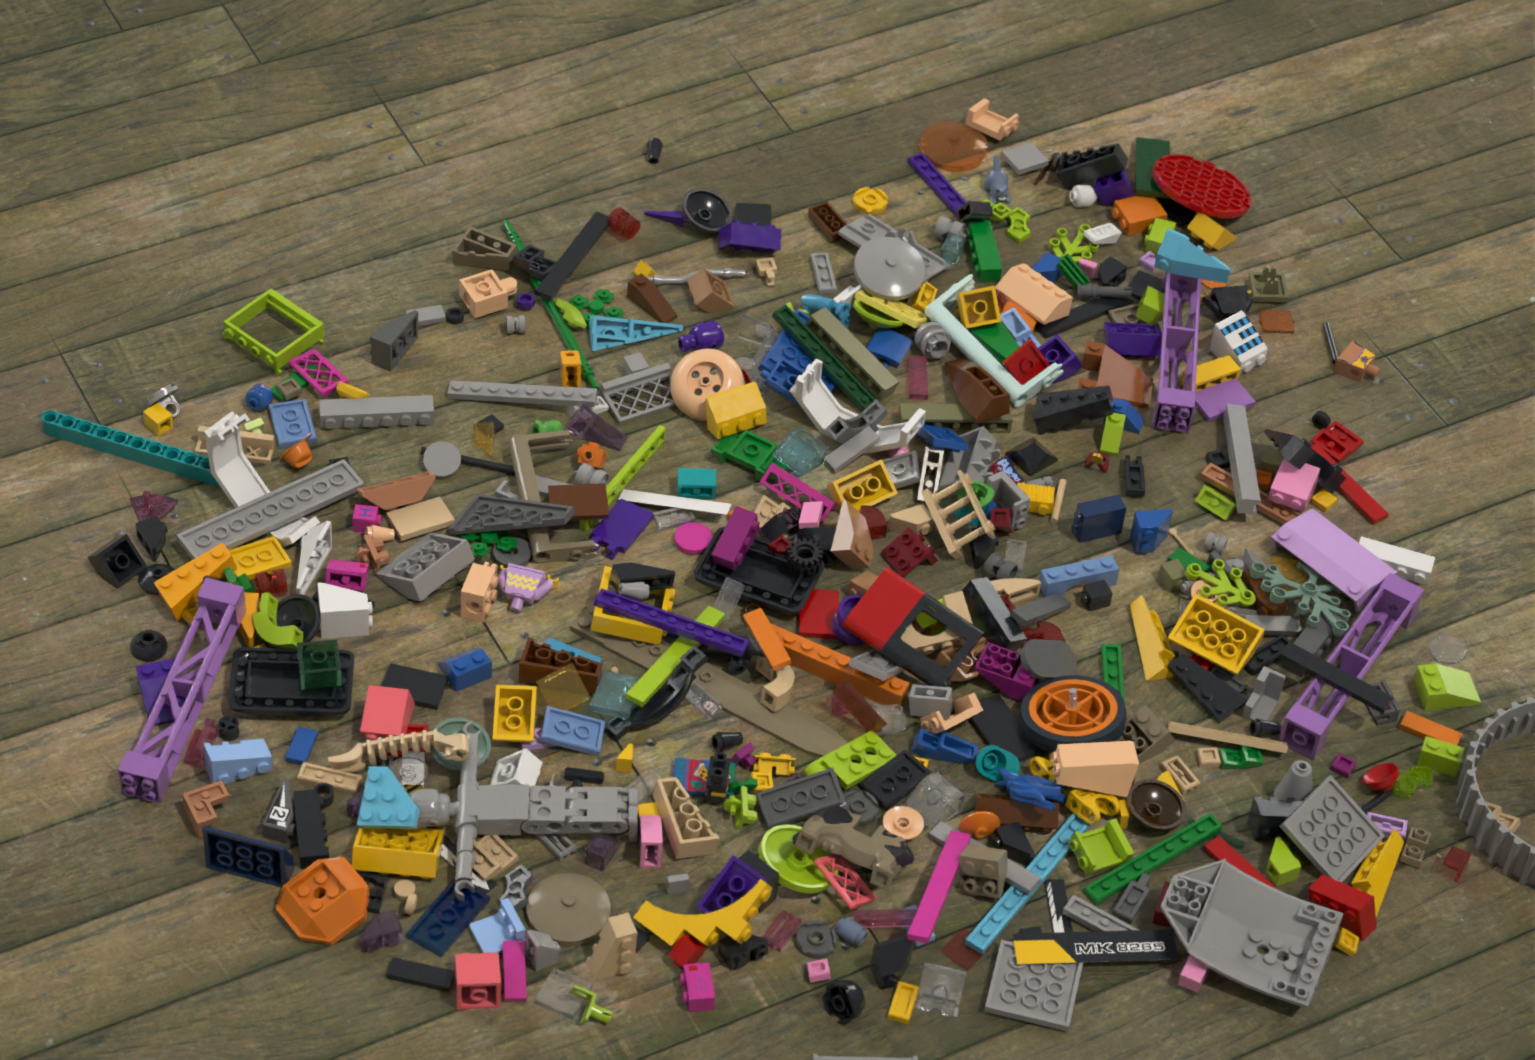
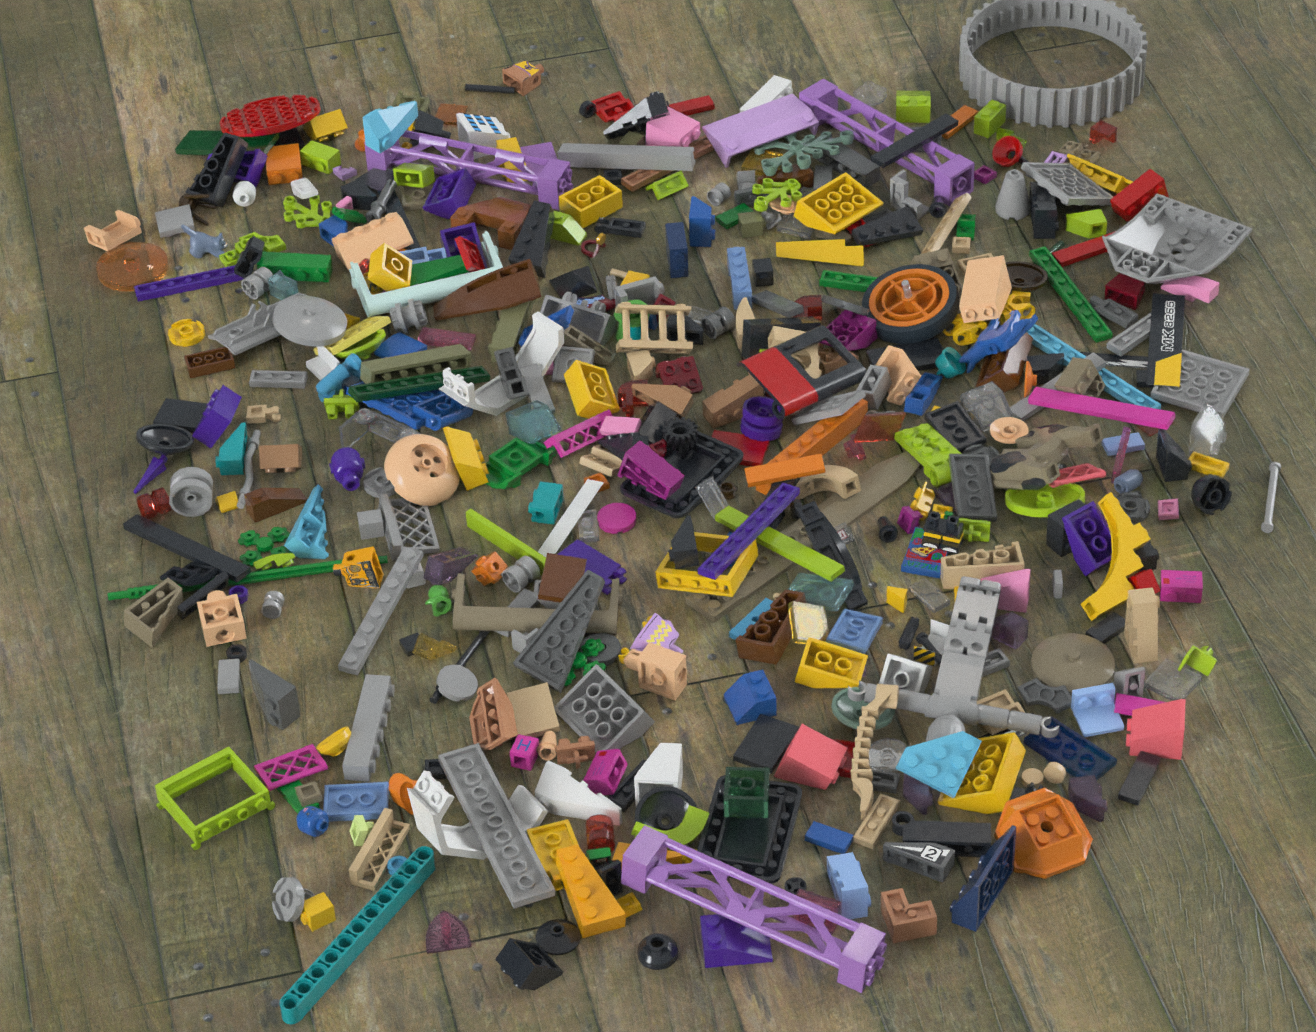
camera: 70 degrees left, 5 degrees down
(152, 536) = (499, 927): black slope -> none
(522, 279) = (190, 604): none -> black tile
(634, 590) = (705, 545): light grey cone -> none
(637, 240) = (191, 491): none -> light grey wheel
(654, 149) = (45, 469): black cone -> none
(710, 259) = (233, 452): none -> teal slope
(1101, 848) = (1057, 316): lime panel -> none
(1158, 443) = (591, 201): none -> yellow brick

